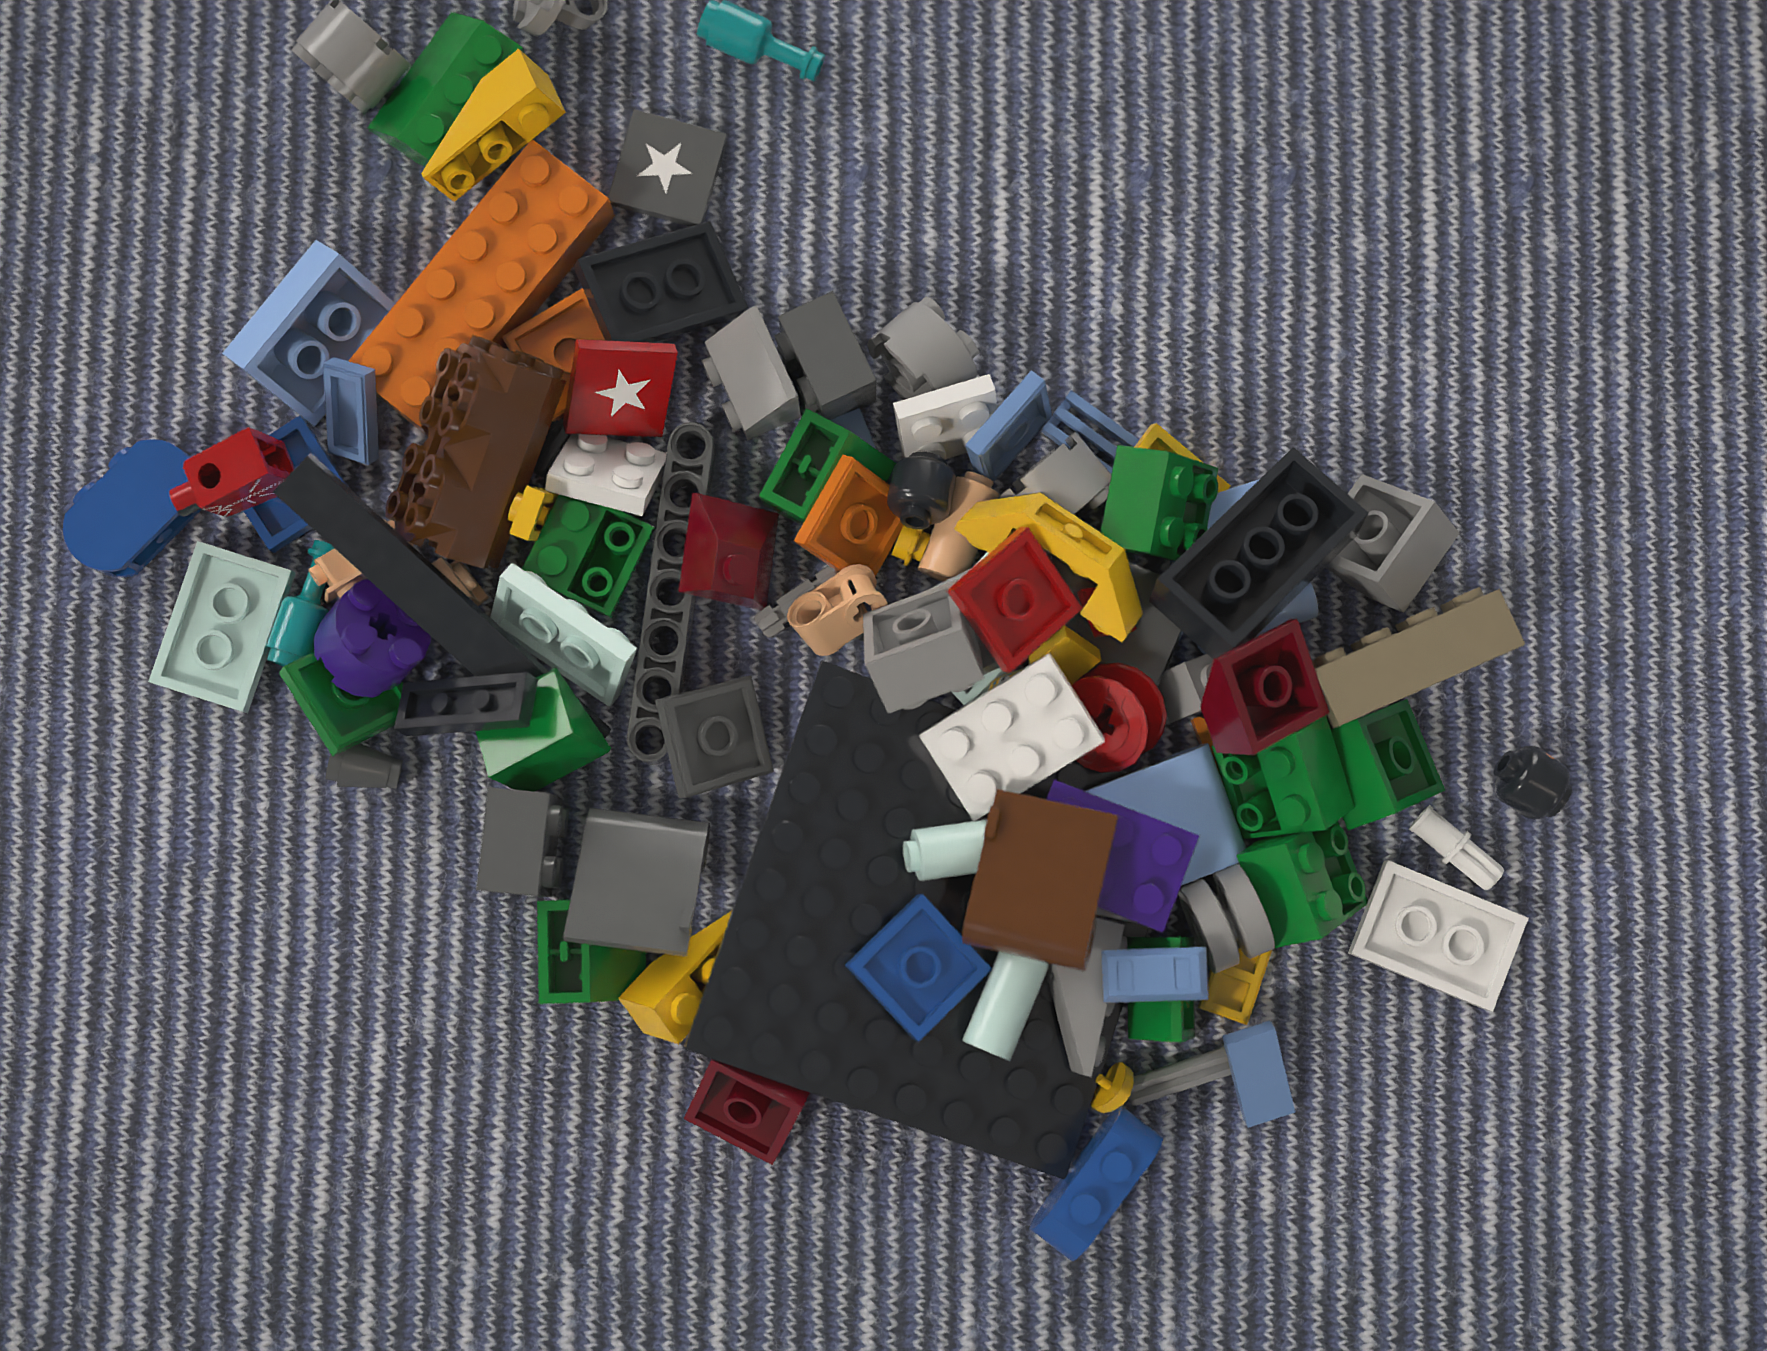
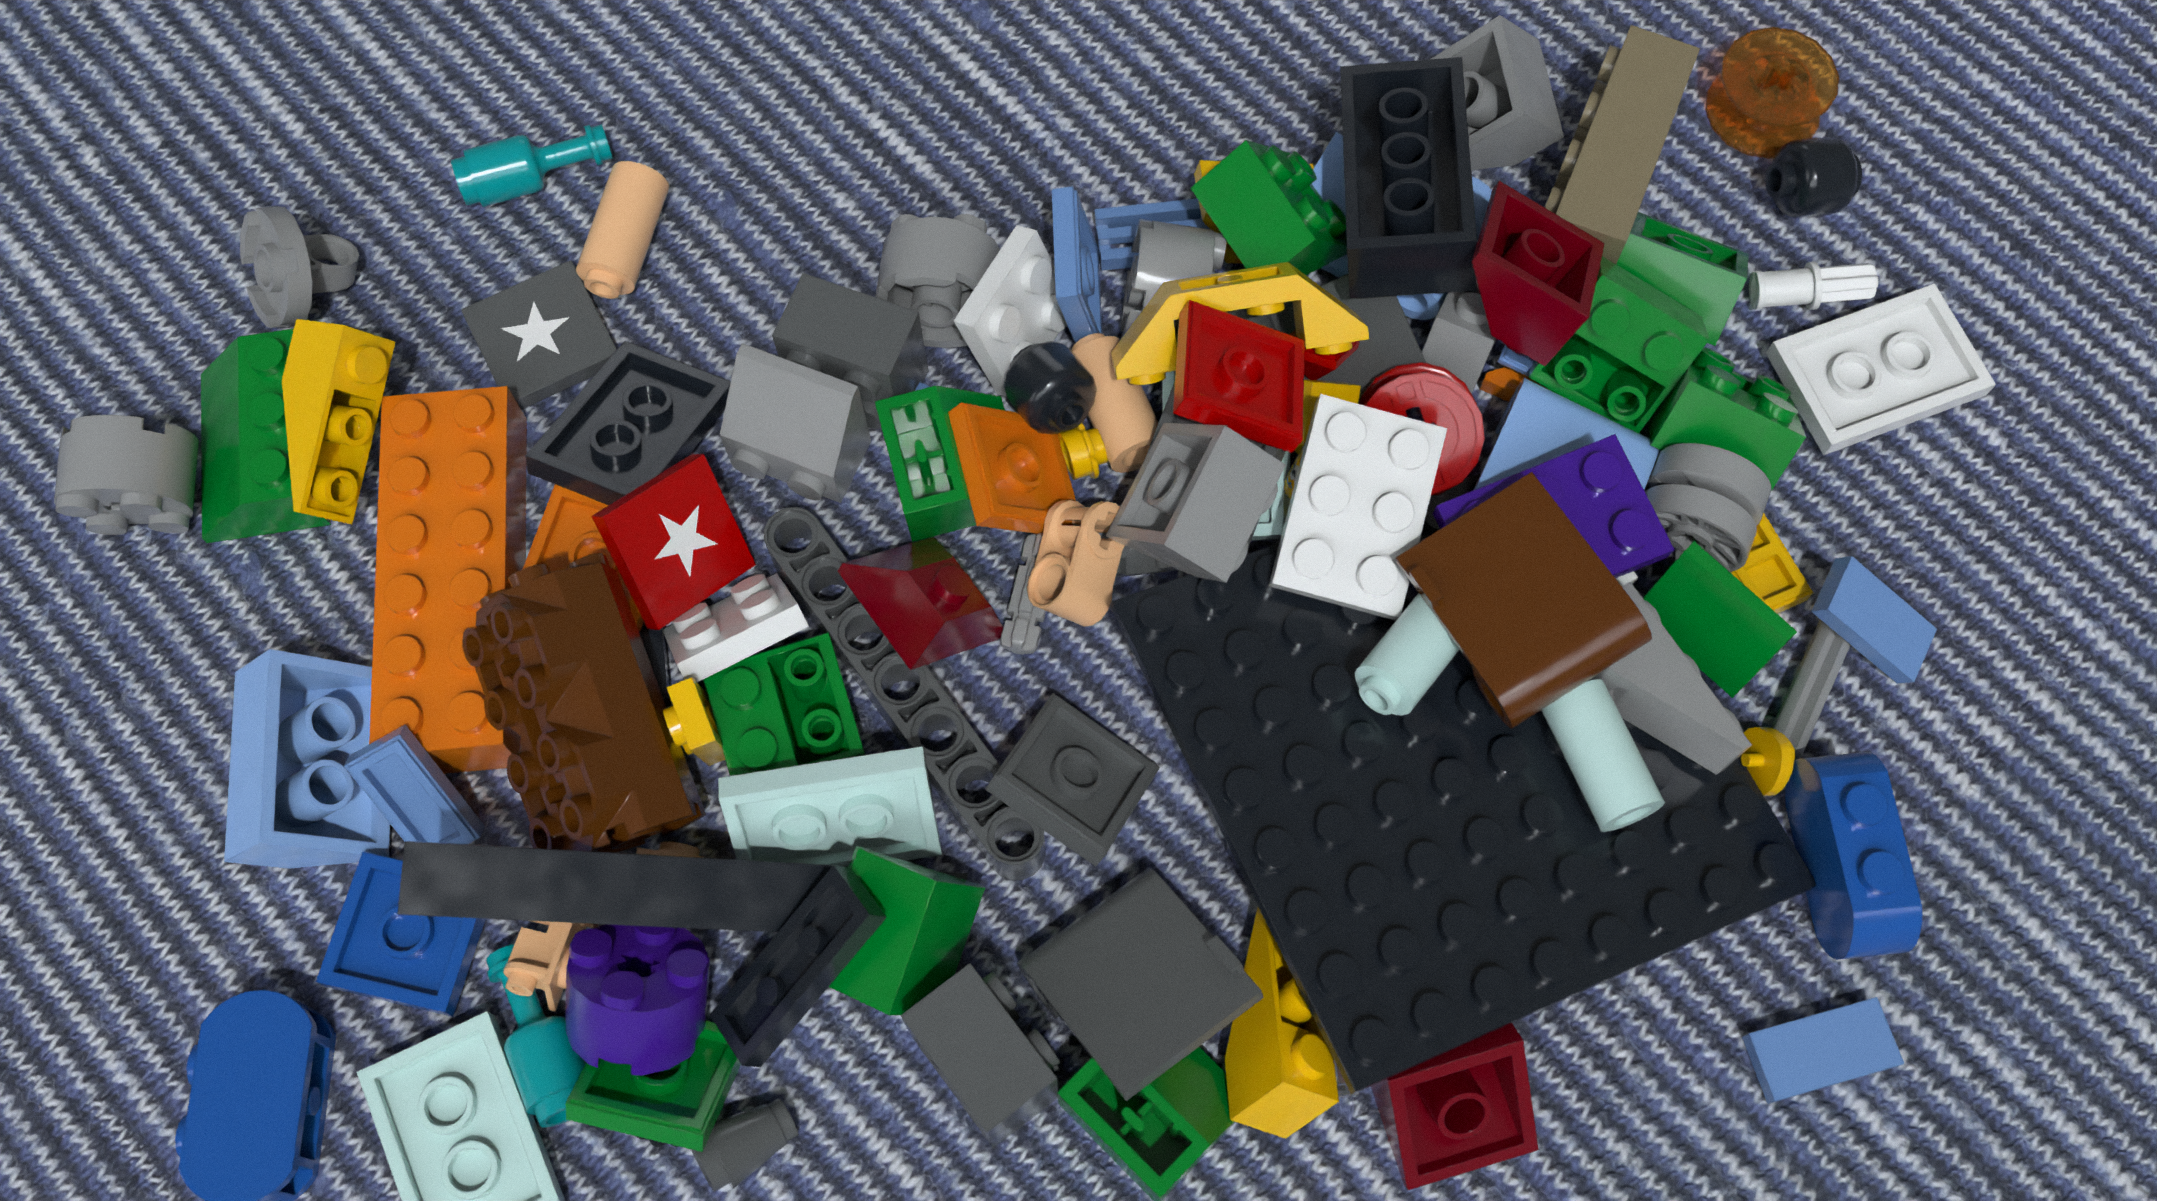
camera: 40 degrees left, 15 degrees down
(233, 474) = (339, 957): red torso -> none
(772, 142) = (622, 229): none -> light nougat brick
(918, 967) = (1491, 795): blue plate -> none
(976, 1262) = (1822, 1050): none -> medium blue tile
(1154, 974) = (1708, 594): medium blue tile -> none
(1594, 686) = (1771, 91): none -> clear orange piece

